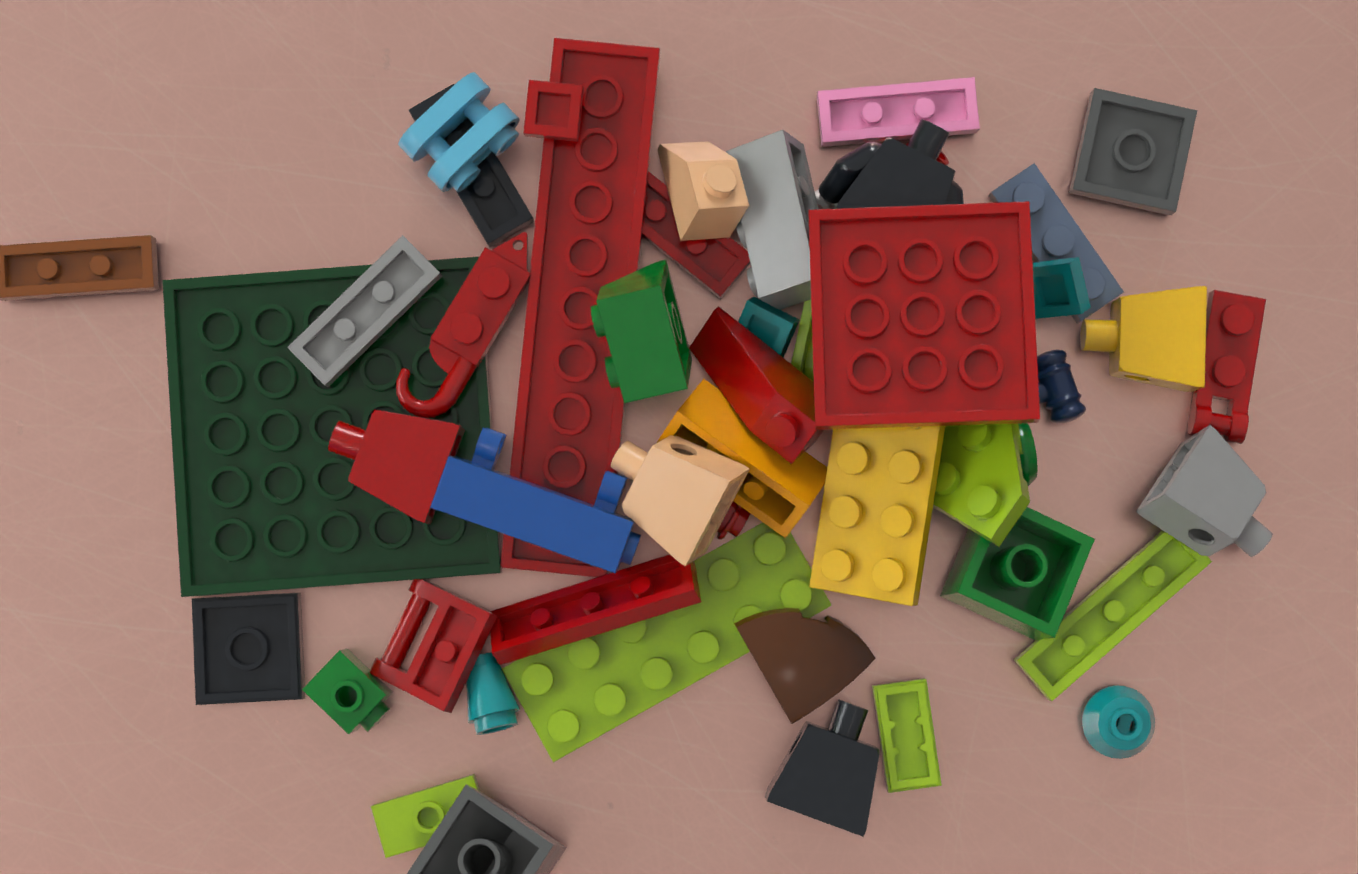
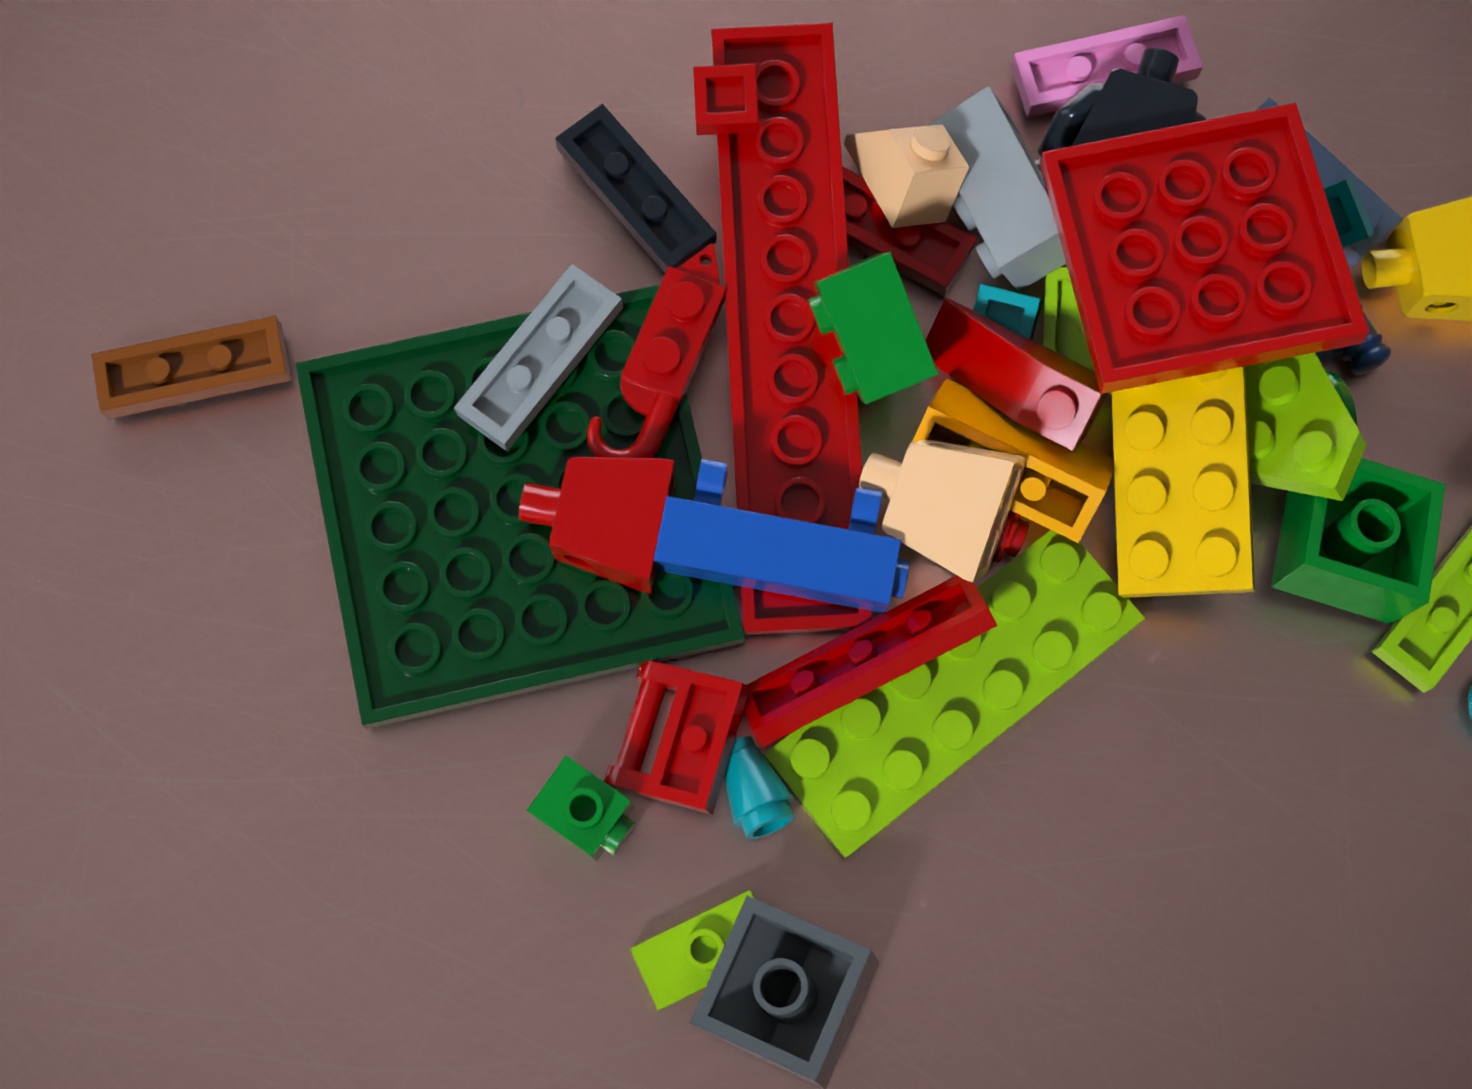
camera: 10 degrees left, 10 degrees down
(248, 648) = (450, 780): black tile -> none
(458, 163) = (625, 176): medium azure brick -> none
(804, 657) = (1124, 682): reddish brown brick -> none
(829, 772) = (1186, 816): black torso -> none
(906, 735) = (1266, 759): lime plate -> none
(1133, 151) = (1377, 70): dark grey plate -> none

